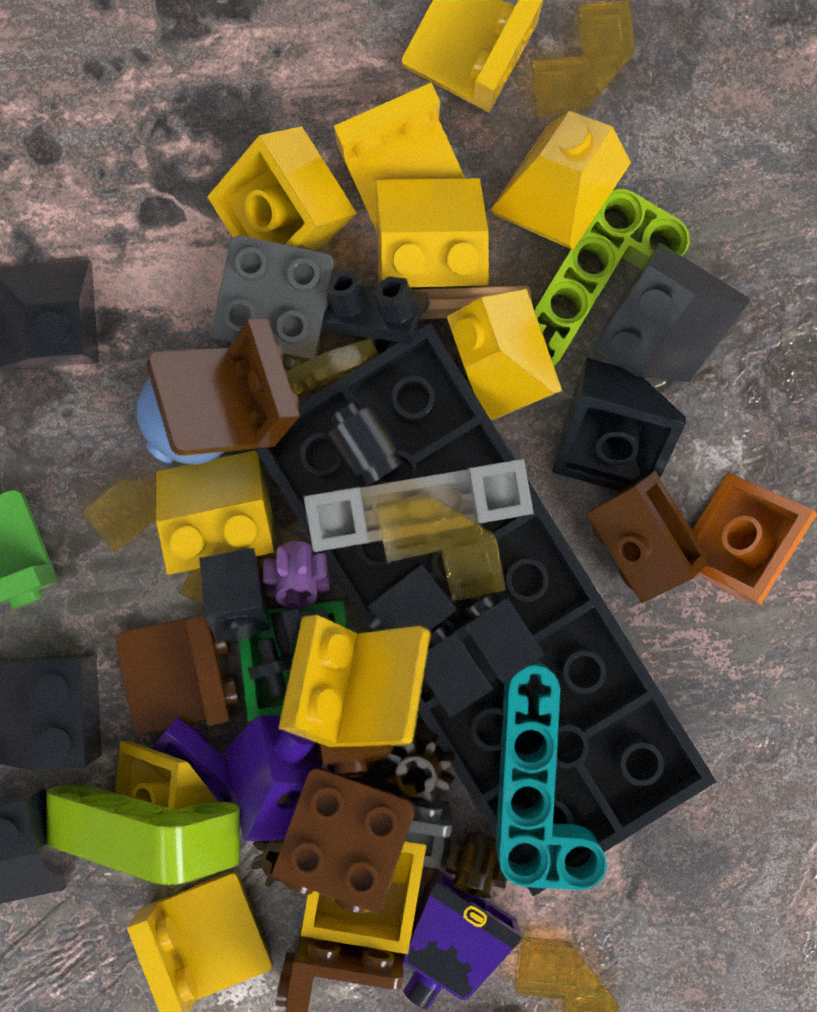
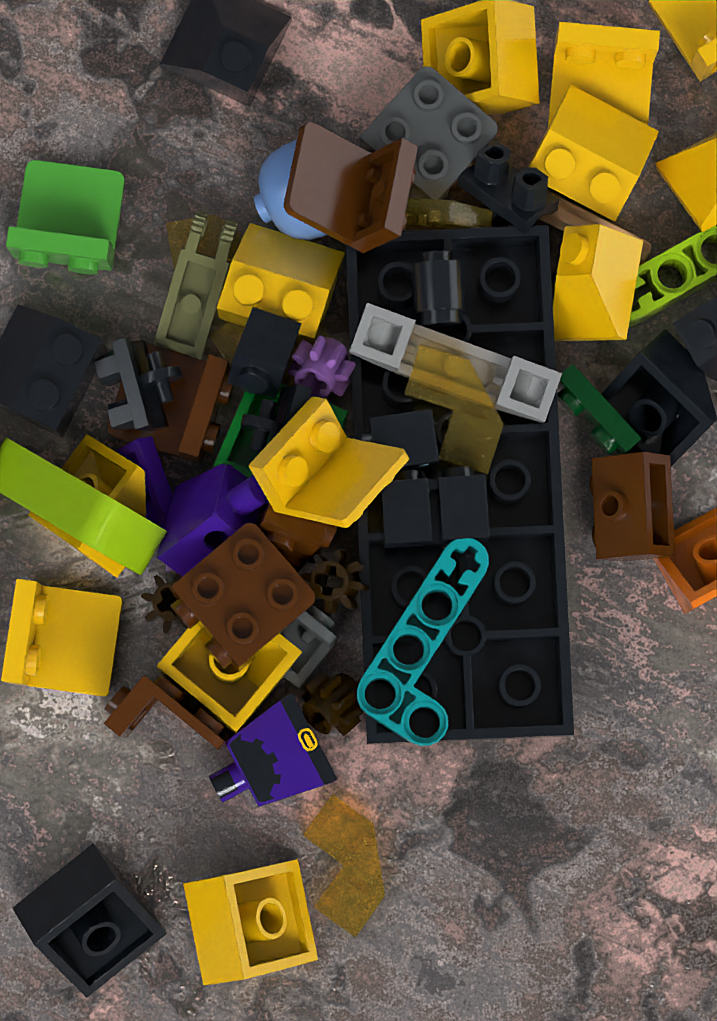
camera: 30 degrees right, 5 degrees down
(138, 560) = (195, 291): none -> olive hinge
(140, 677) = (144, 383): none -> black hips
(589, 478) = (610, 429): none -> dark green plate

